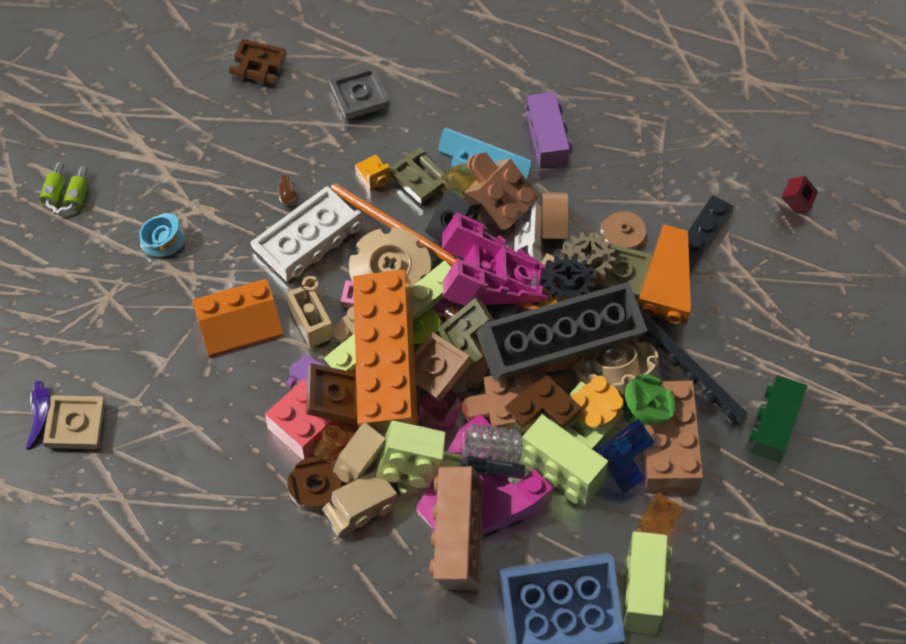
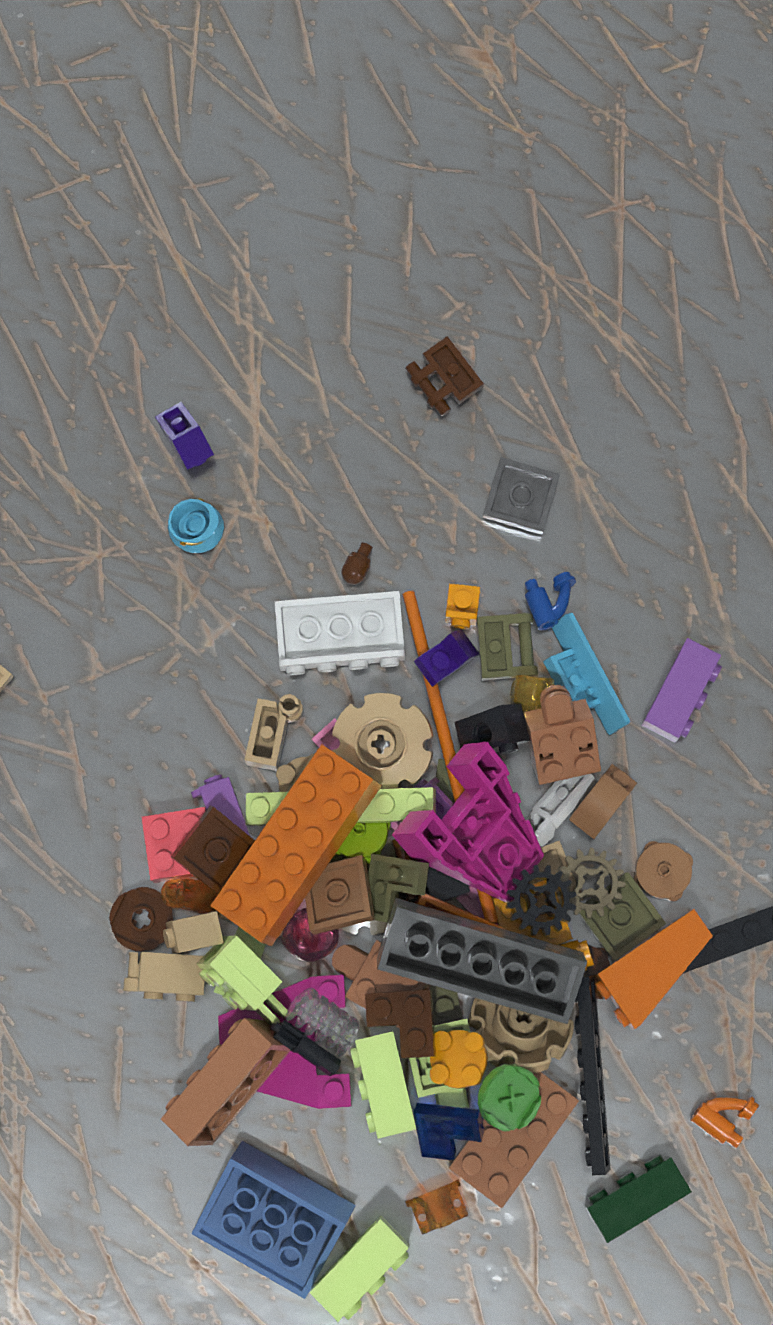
camera: 40 degrees right, 20 degrees up
(74, 194) = (148, 406): lime piece -> none
(115, 190) = (184, 435): none -> dark purple slope
(237, 317) = (199, 681): orange slope -> none
(389, 199) = (446, 657): none -> dark purple slope
(428, 142) = (543, 612): none -> blue plant
(785, 344) = (718, 1126): none -> orange plant

